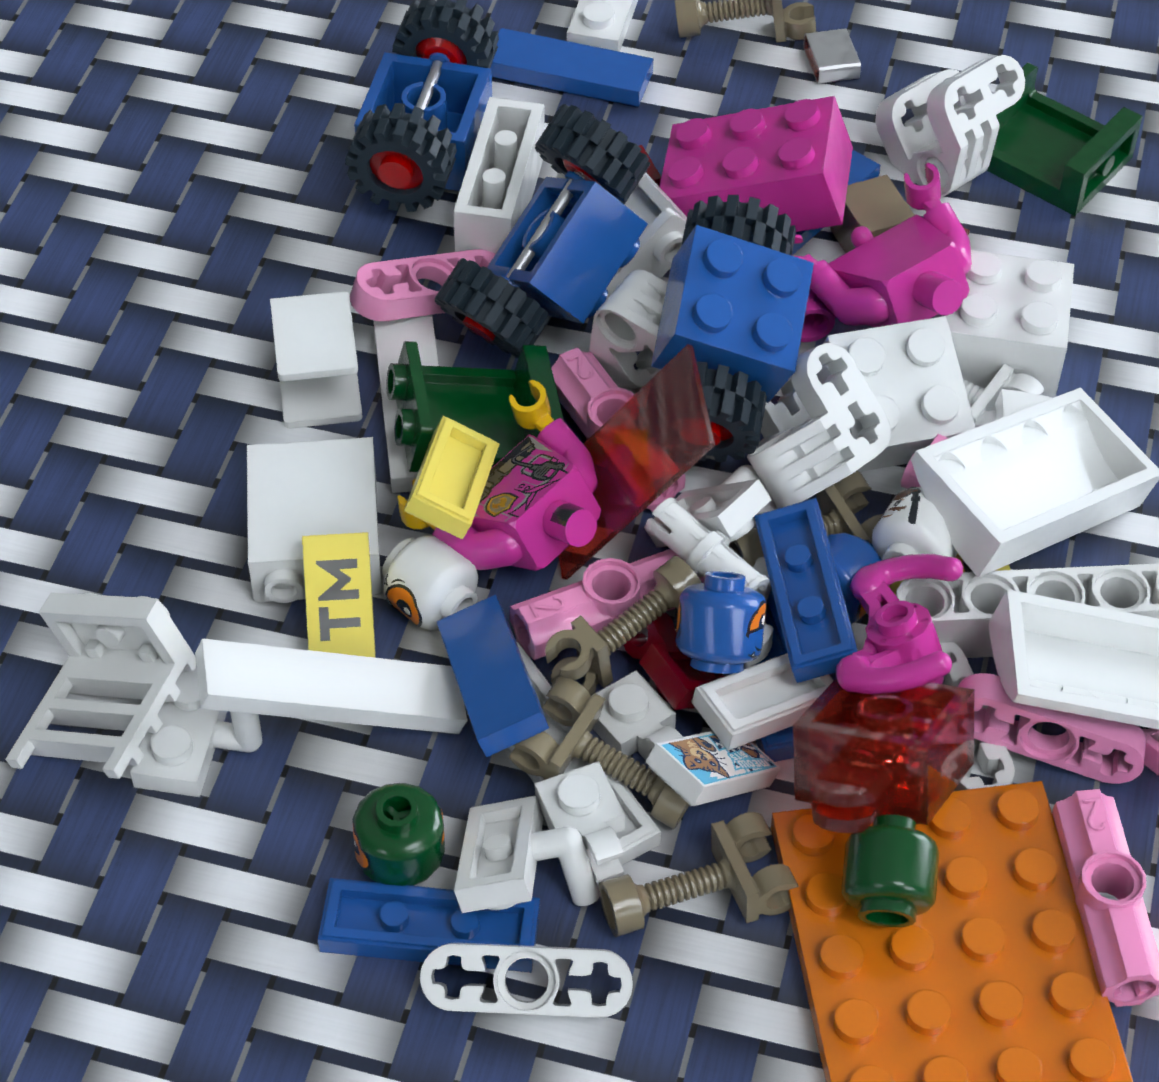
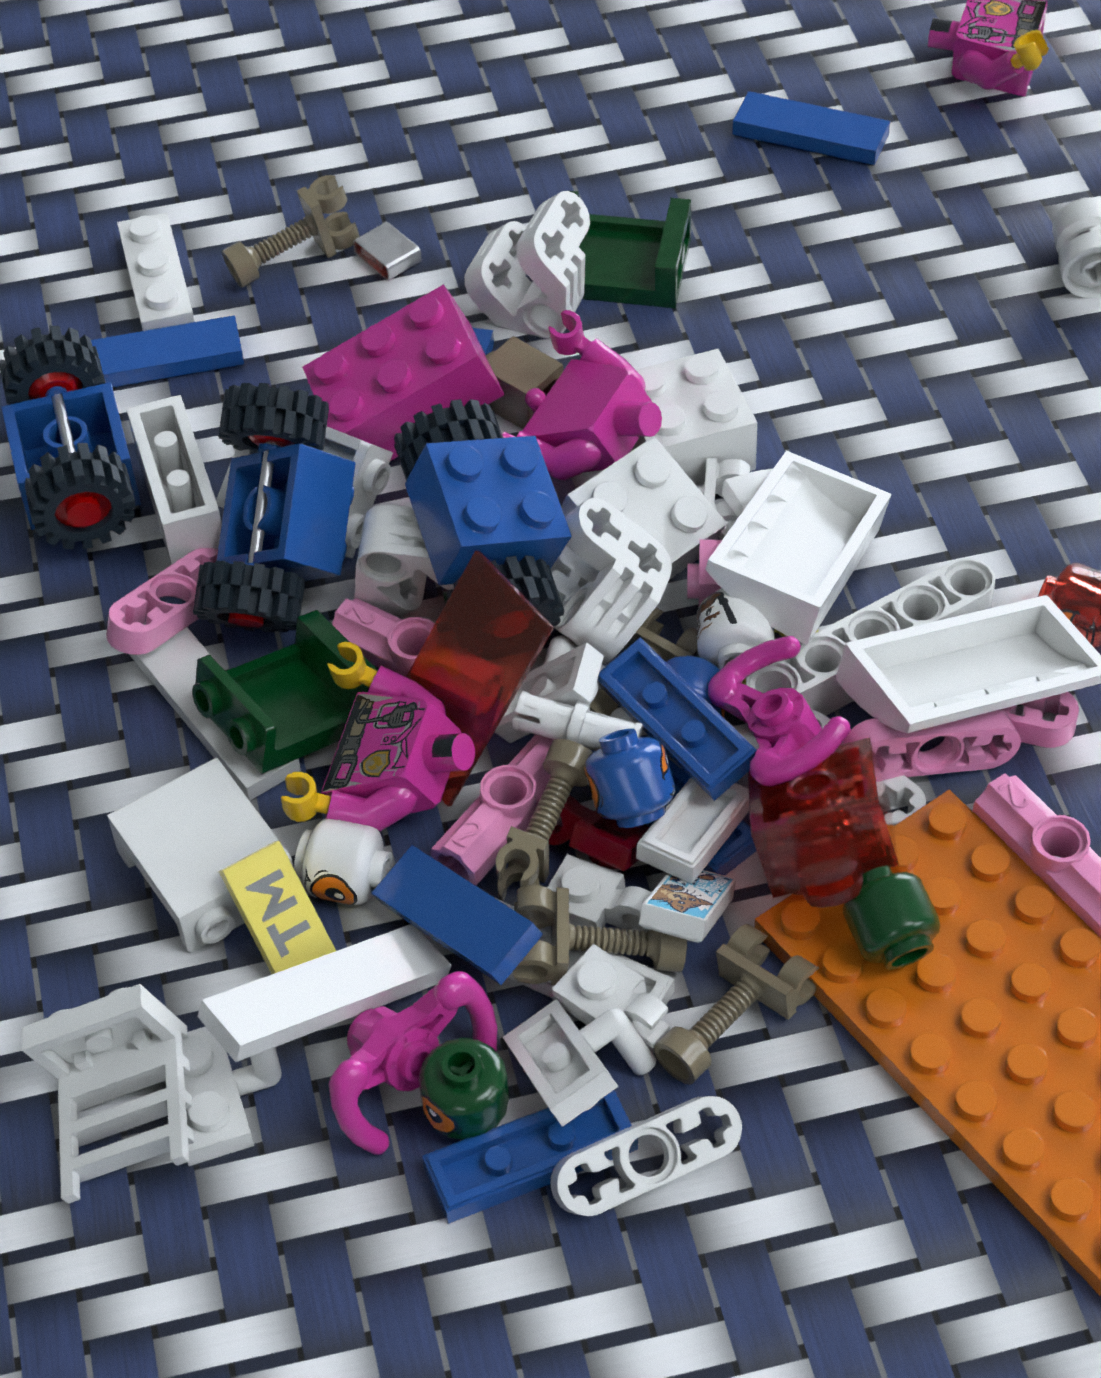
camera: 25 degrees left, 0 degrees up
(316, 359) = (111, 711): white piece -> none
(359, 763) = (394, 1045): none -> dark pink piece
(452, 477) = (320, 759): light yellow tile -> none

